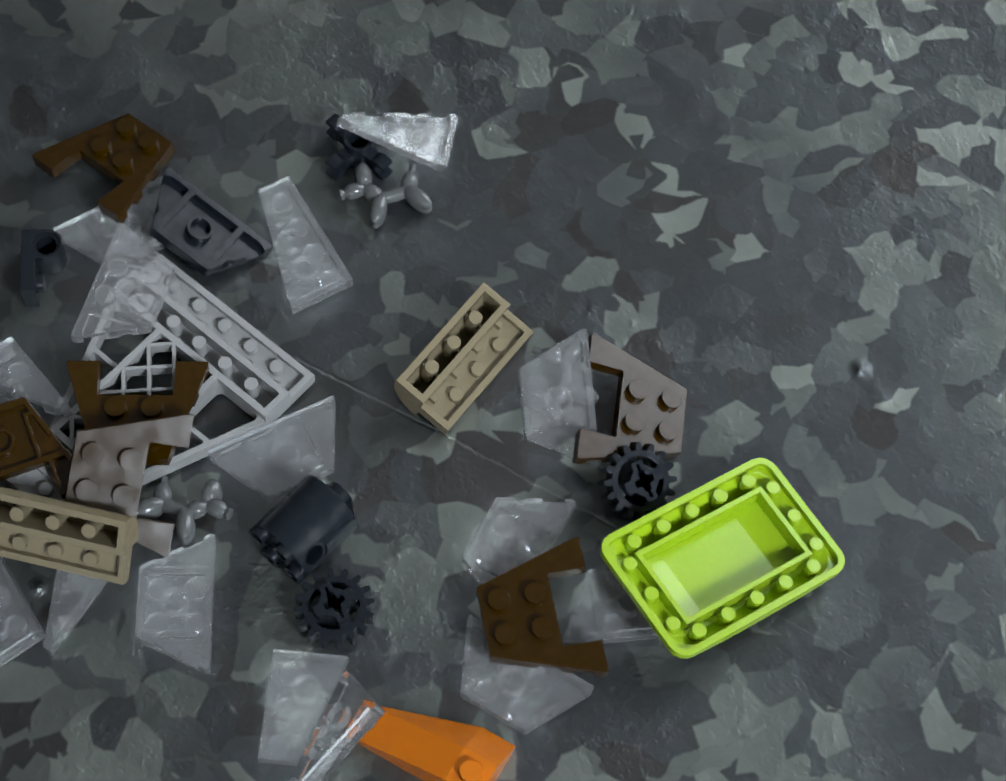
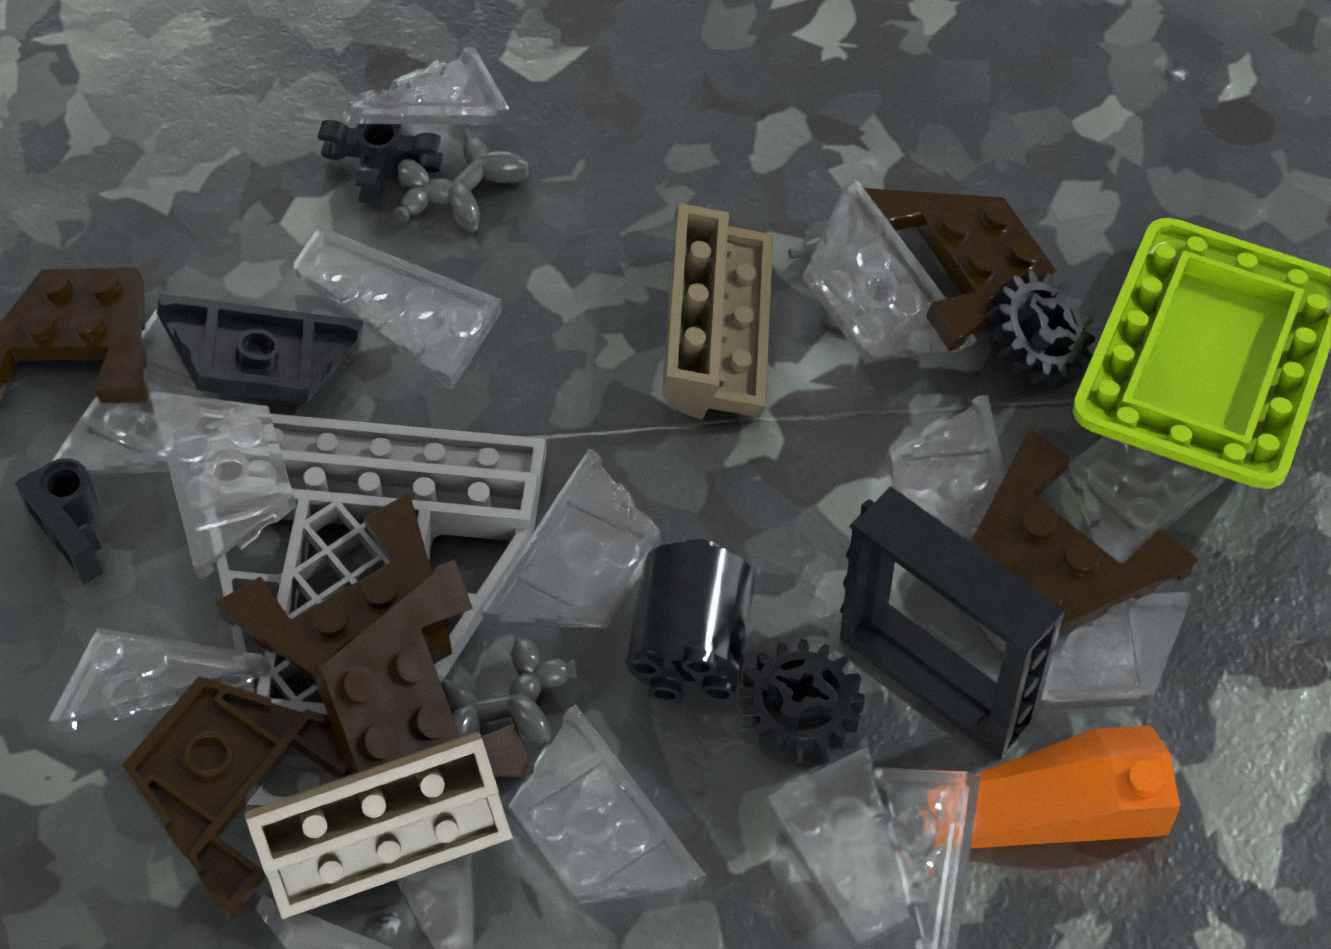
camera: 30 degrees left, 5 degrees down
(423, 615) = (989, 593): none -> black window

